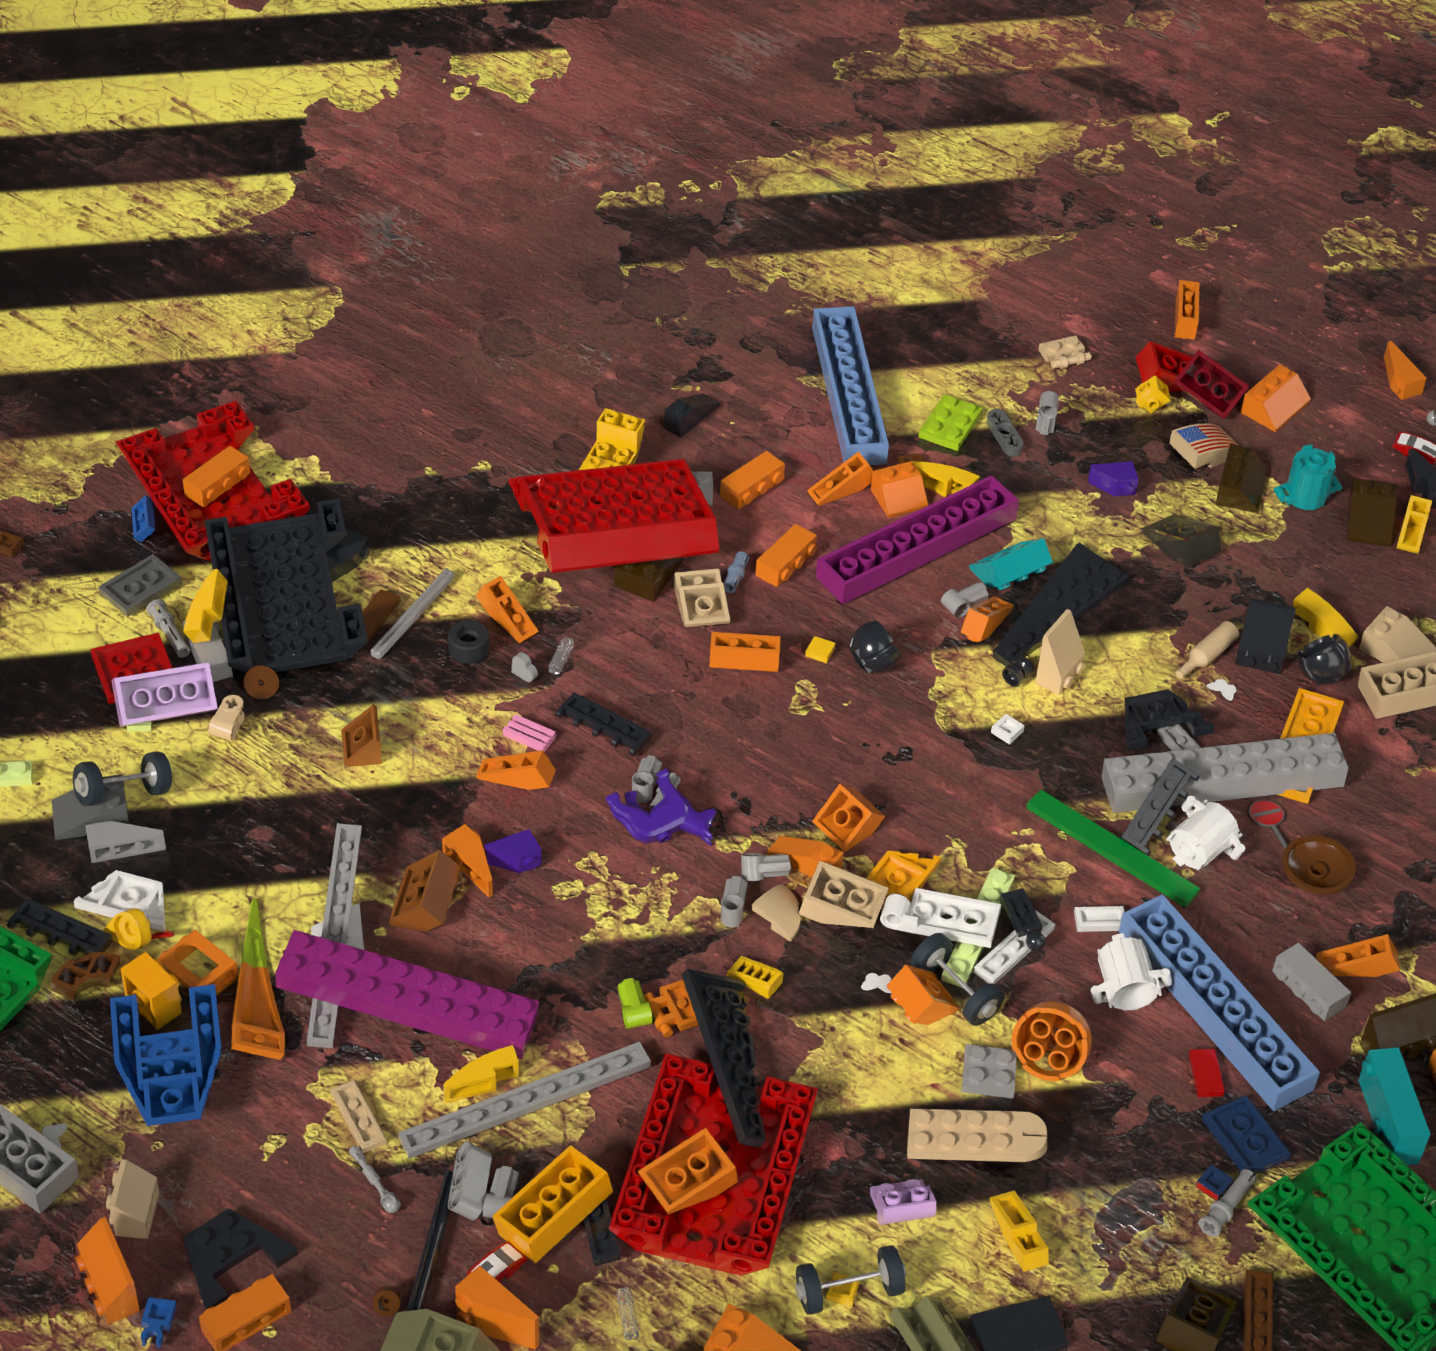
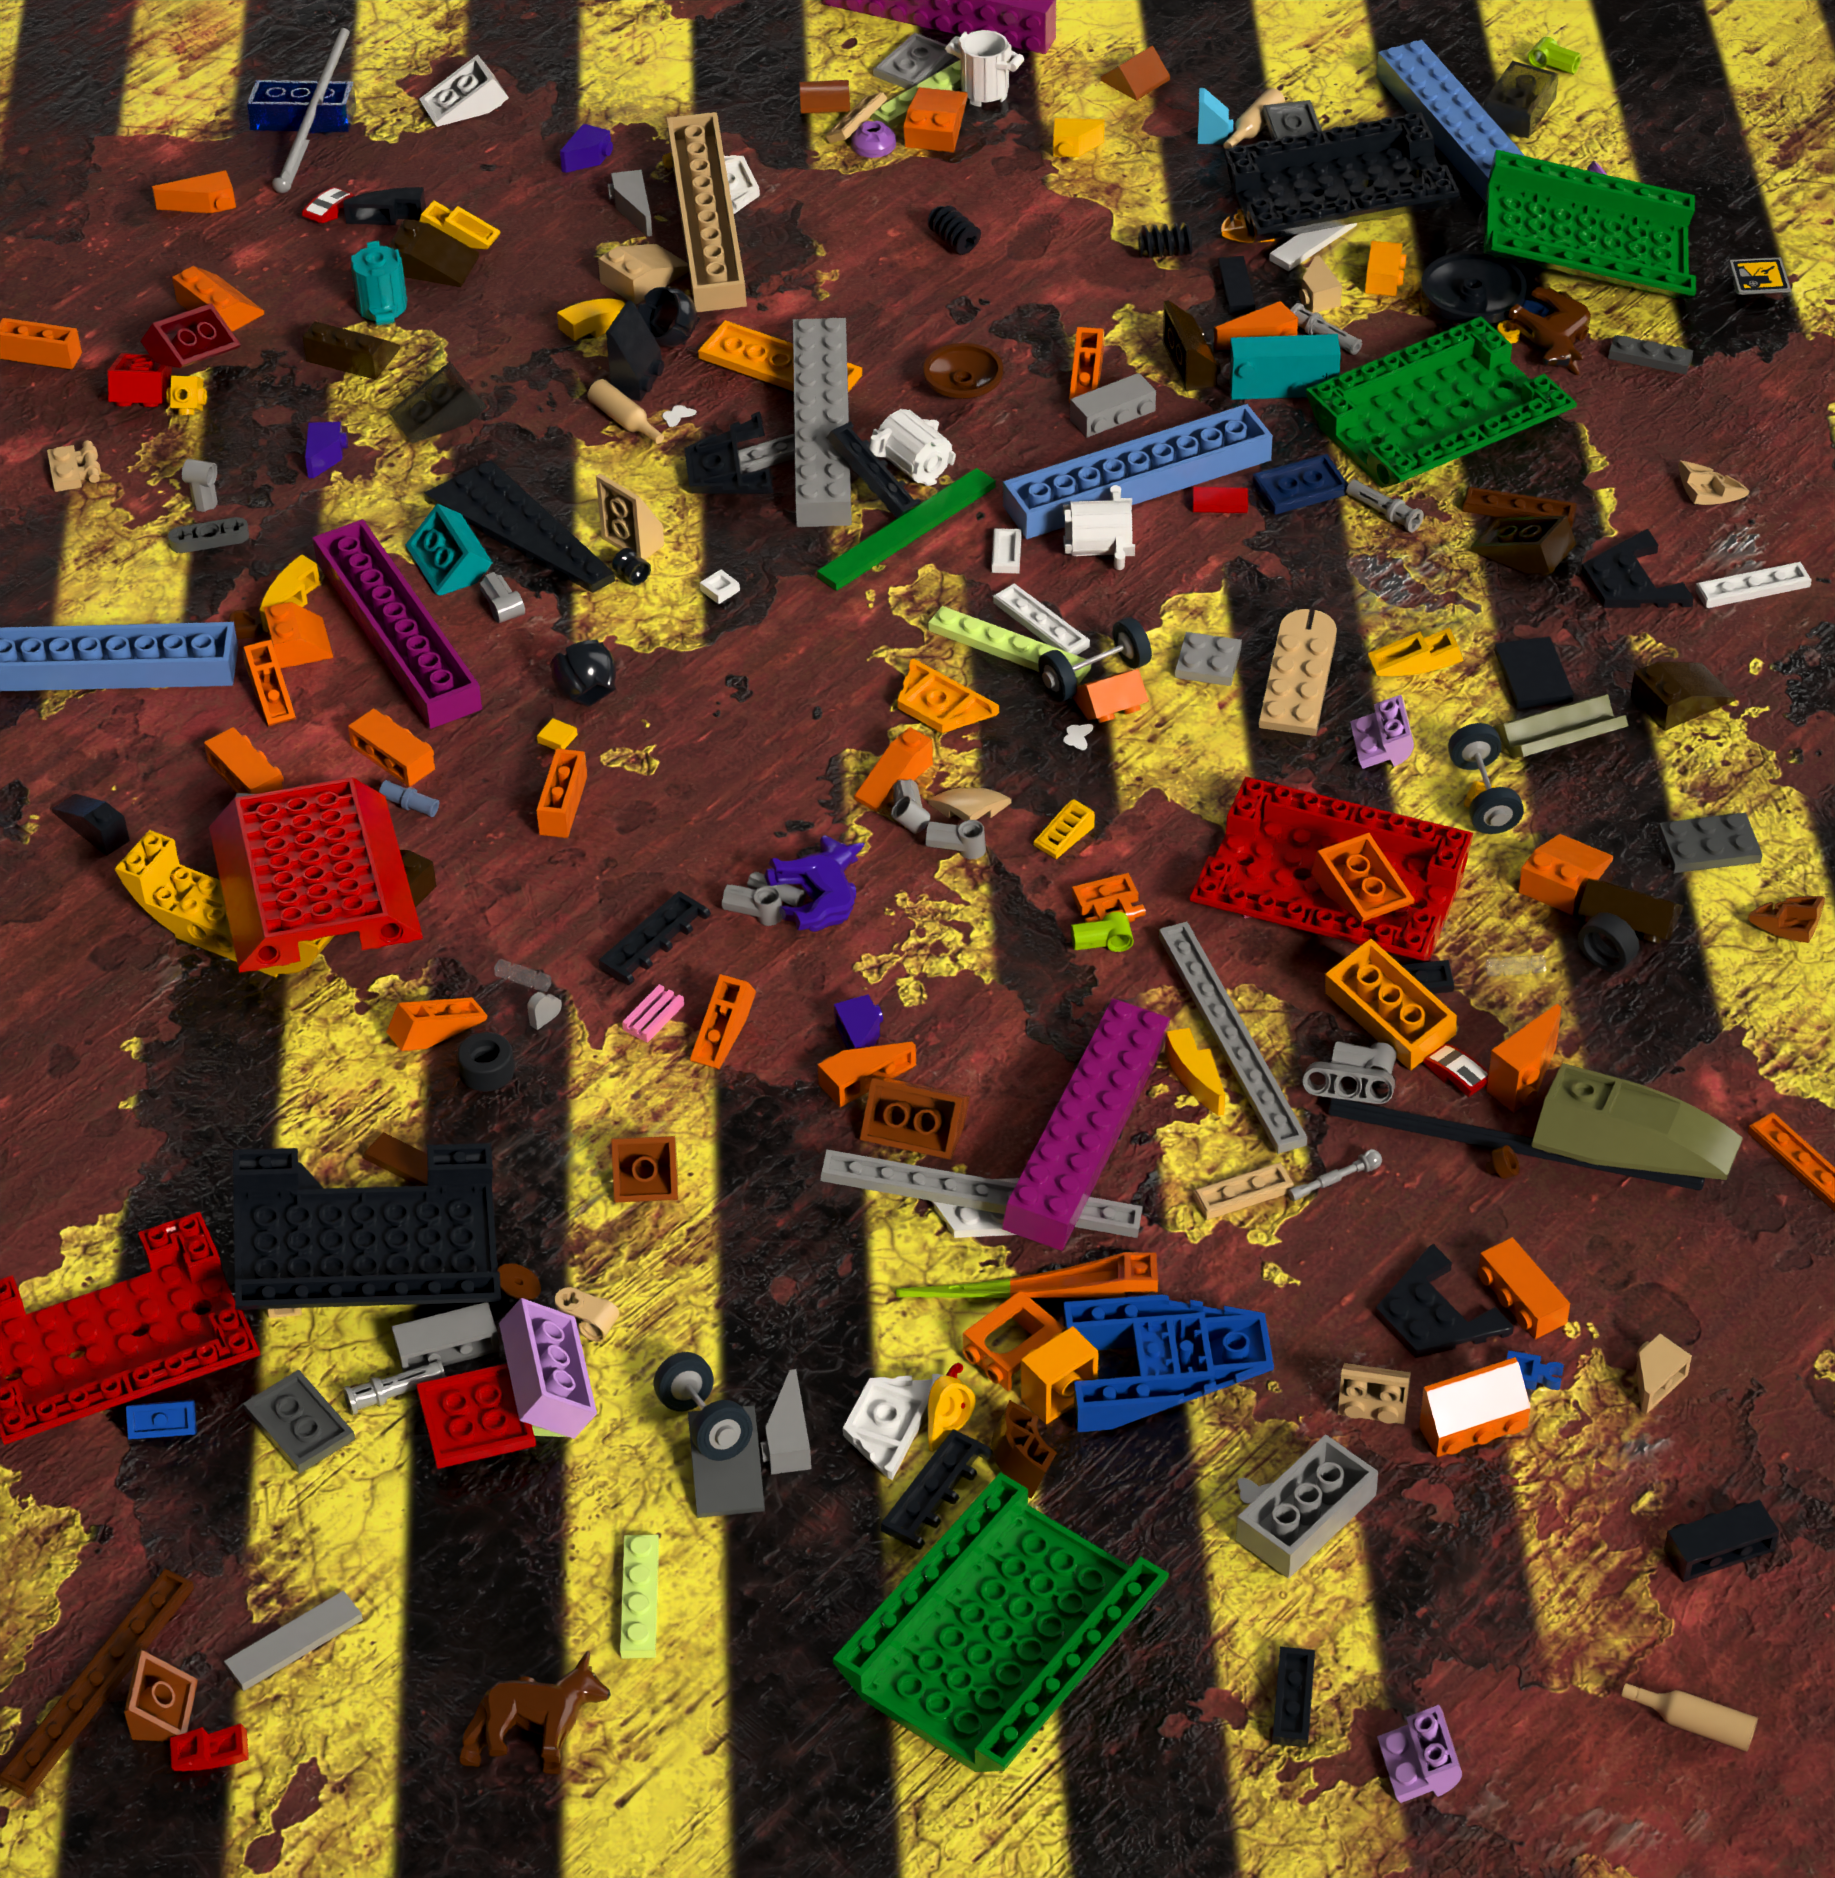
camera: 80 degrees left, 0 degrees up
(206, 608) = (406, 1307): yellow slope -> none
(216, 476) = (112, 1317): orange brick -> none
(412, 614) = (398, 1112): light grey axle -> none
(701, 598) = (454, 831): tan slope -> none
(724, 1027) = (1192, 843): black wing -> none
(842, 898) = (968, 742): tan slope -> none
(848, 817) = (842, 730): orange slope -> none
(926, 911) = (1006, 678): white hinge -> none
(950, 422) = (175, 581): lime plate -> none
(985, 618) = (541, 582): orange slope -> none
(1023, 918) = (1013, 599): black plate -> none
(1037, 1033) = (1186, 590): orange cylinder -> none
(1202, 444) = (284, 368): tan slope -> none
(1214, 1182) = (1361, 510): dark blue plate -> none
(1268, 815) = (875, 408): piece -> none

